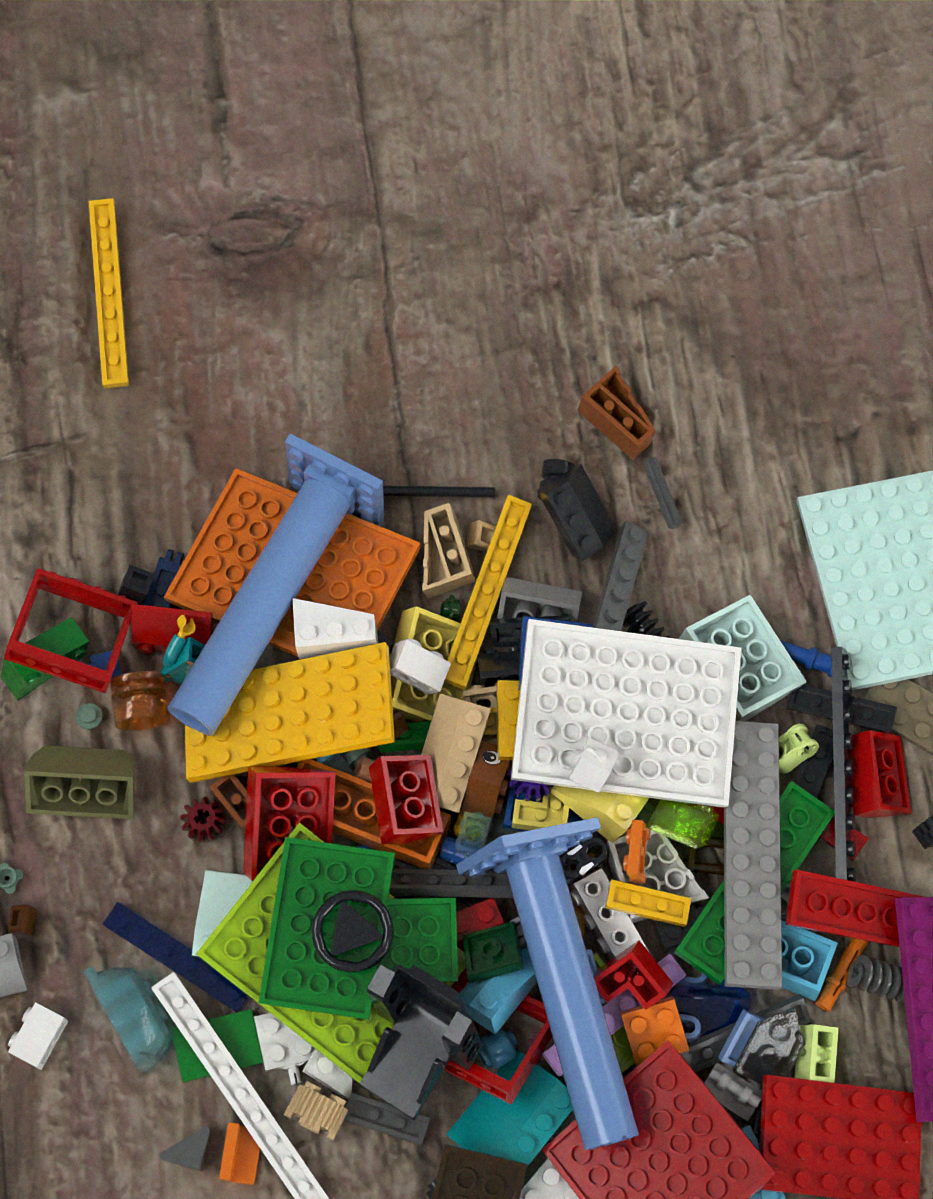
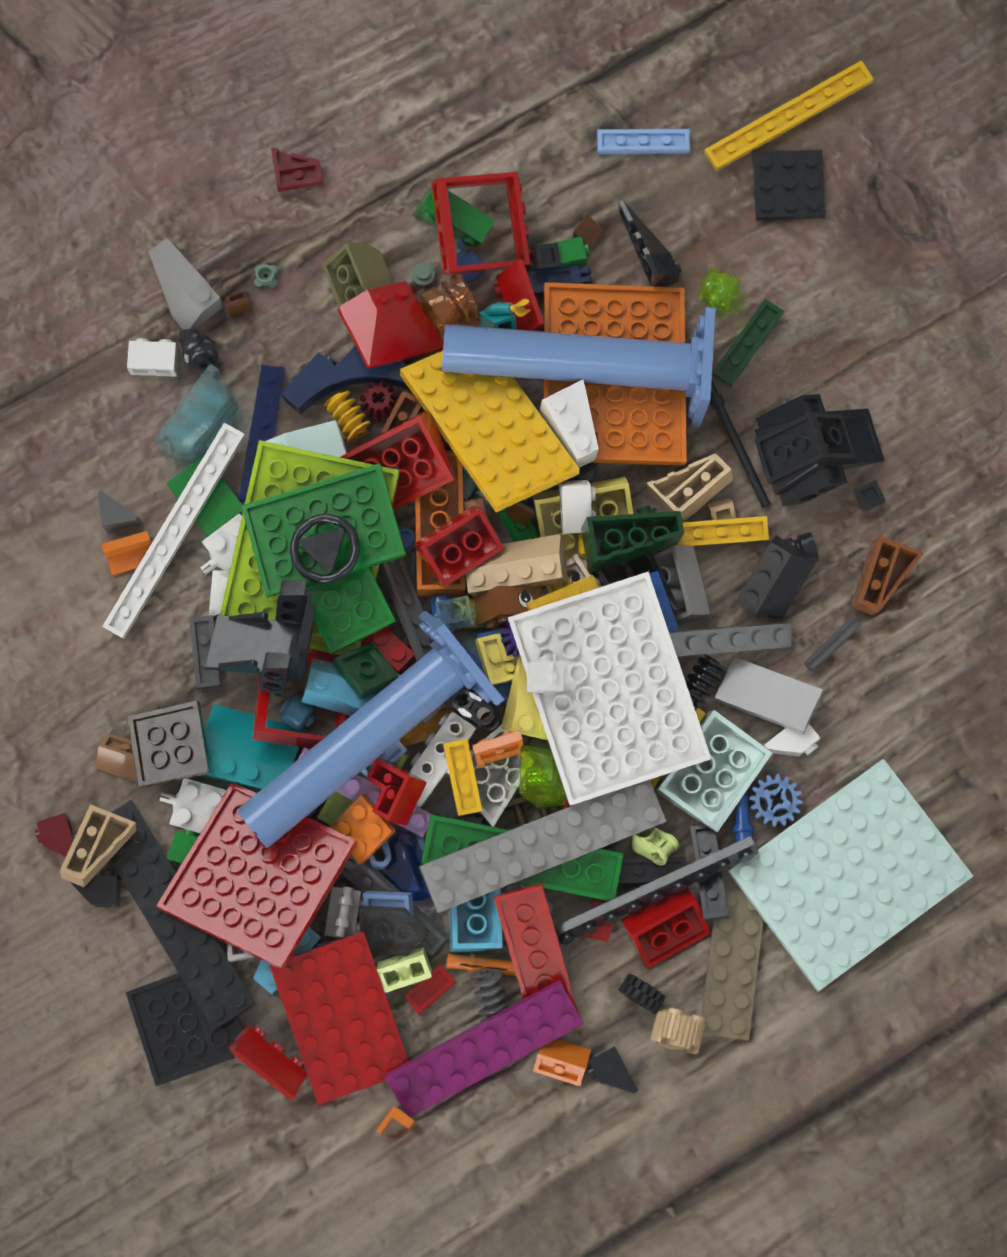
camera: 70 degrees right, 5 degrees up
(53, 983) = (198, 349): none -> black head
(60, 440) = (643, 141): none -> light blue tile
(129, 534) = (589, 231): none -> reddish brown slope
(132, 770) = (390, 325): none -> red slope
(144, 555) = (573, 252): none -> green brick
(149, 863) = (323, 377): none -> dark blue arch
(178, 325) = (788, 185): none -> black plate
(189, 482) = (652, 254): none -> black wedge
(204, 857) = (347, 418): none -> yellow piece
(253, 436) = (718, 289): none -> clear neon green head
(317, 424) = (748, 343): none -> dark green plate
(317, 1110) = (185, 594): tan brick -> none
(460, 422) = (811, 448): none -> black piece
(474, 632) = (628, 536): none -> dark green wedge
(531, 392) = (869, 496): none -> black plate
(690, 572) = (769, 695): none -> light grey tile
(742, 568) = (793, 743): none -> white slope
(801, 623) = (765, 796): none -> medium blue gear
(848, 1045) = (430, 989): none -> red tile

